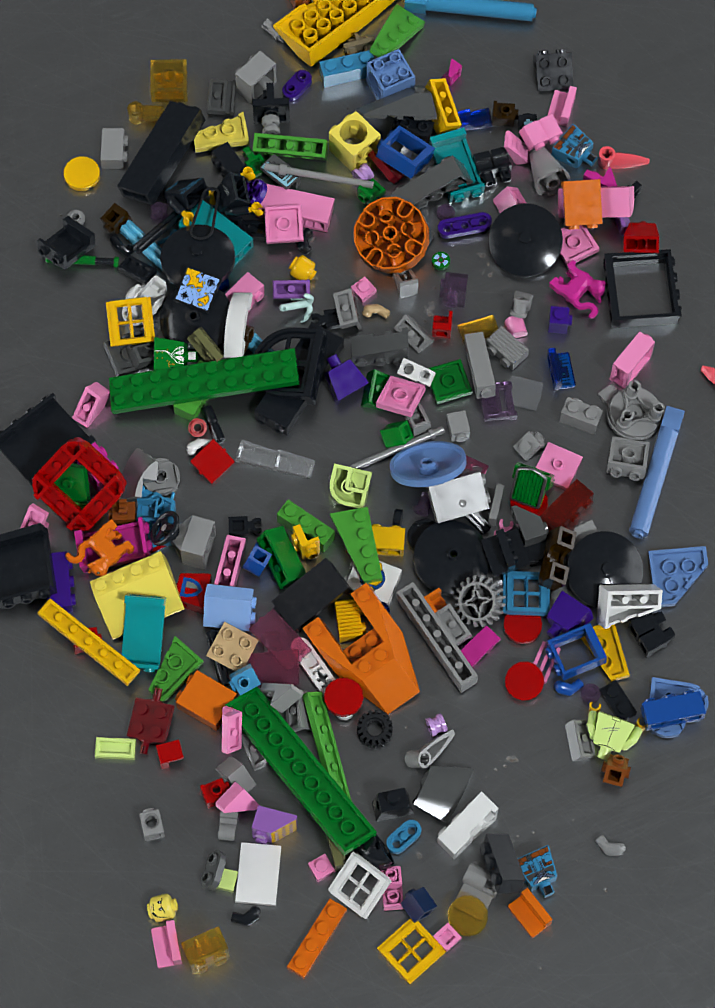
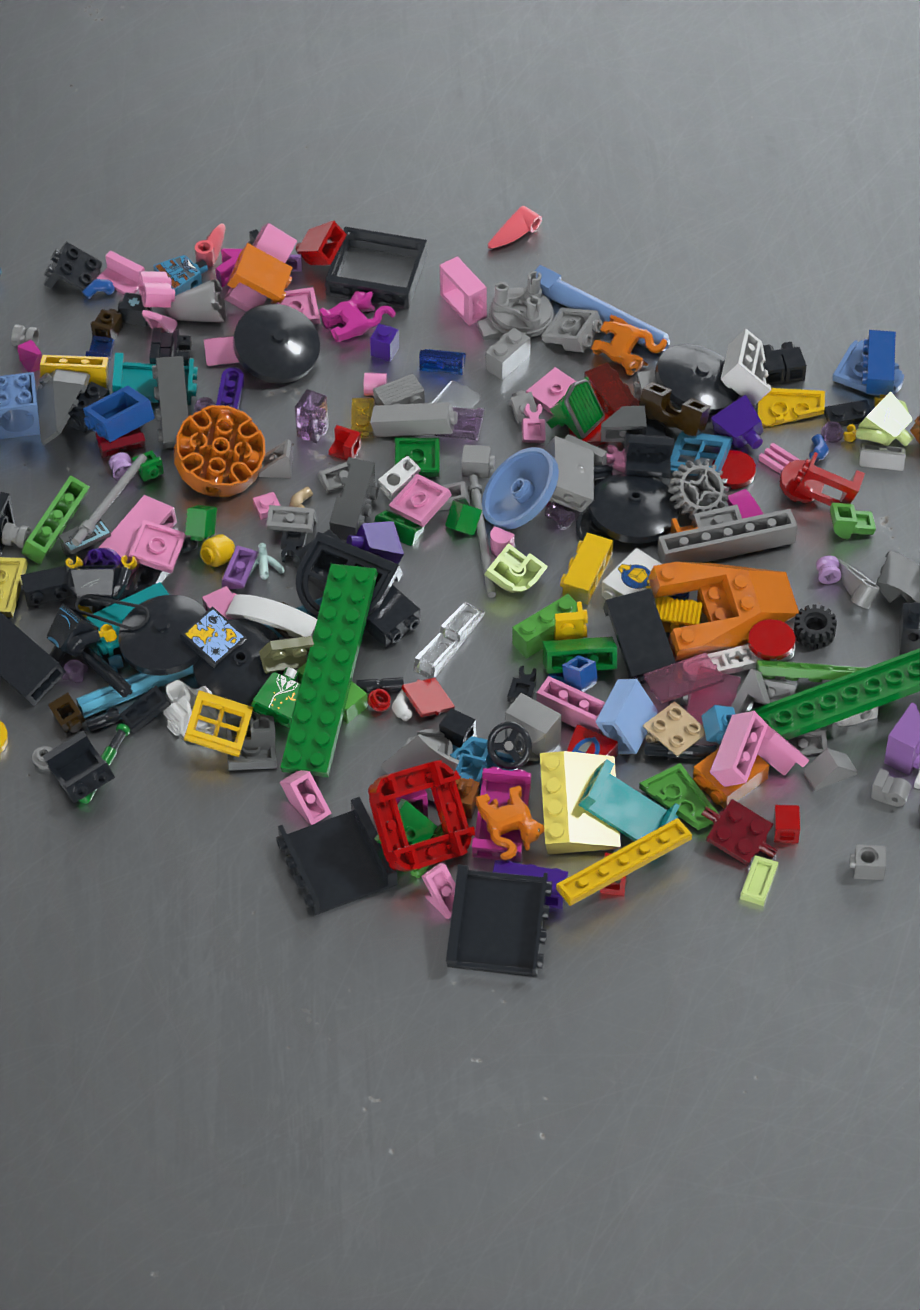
camera: 70 degrees left, 15 degrees down
(186, 490) = (457, 727): none -> black panel
(208, 794) = (847, 792): red brick -> none
(212, 696) = (739, 748): none -> bright pink brick
(236, 800) = (867, 766): bright pink slope -> none
(253, 161) = (54, 560): green plate -> none
(319, 246) = (201, 522): none -> green brick
(353, 154) = (80, 454): light yellow brick -> none
(357, 535) = (584, 573): bright green wing -> none
(380, 468) = (499, 539): none -> bright pink brick
(397, 518) = (567, 541): black tile -> none
(440, 261) = (266, 426): green tile -> none
(470, 63) = (22, 335): none -> light grey wheel
(492, 729) = (848, 520): none -> bright green brick
(508, 458) = (533, 428): none -> bright pink plate
(513, 719) = (811, 472): none -> red panel
(521, 304) = (351, 367): light grey piece -> none
(544, 94) = (100, 285): none -> blue arm
(594, 644) = (793, 406): blue window -> none
(621, 500) = (623, 342): none -> orange animal
(676, 571) = (714, 324): medium blue plate -> none

